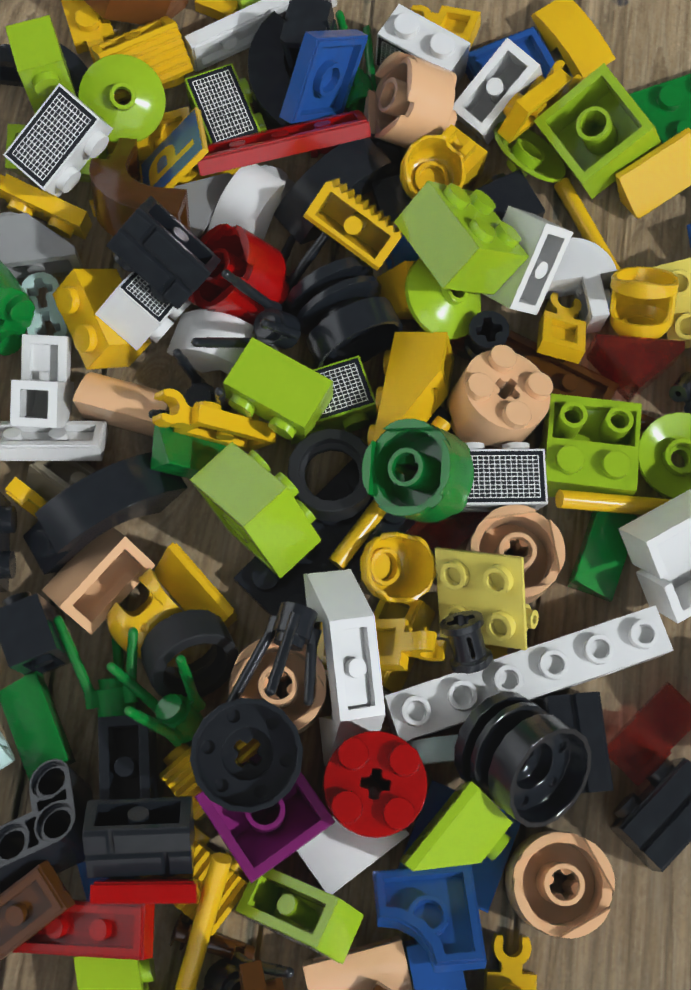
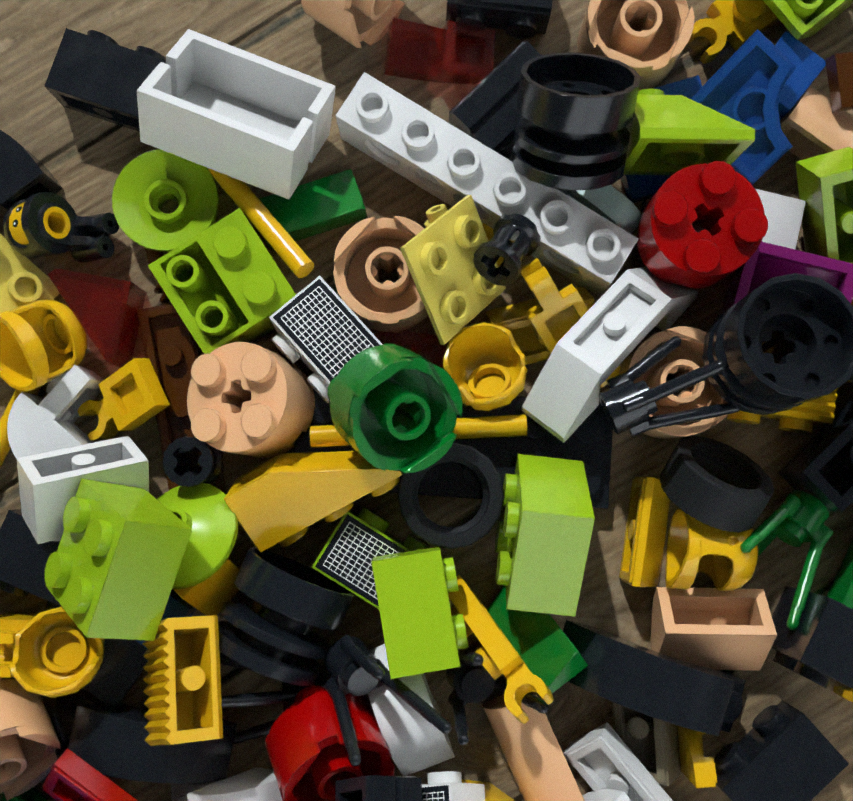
camera: 130 degrees left, 10 degrees up
(176, 715) = (776, 450): green plant -> none

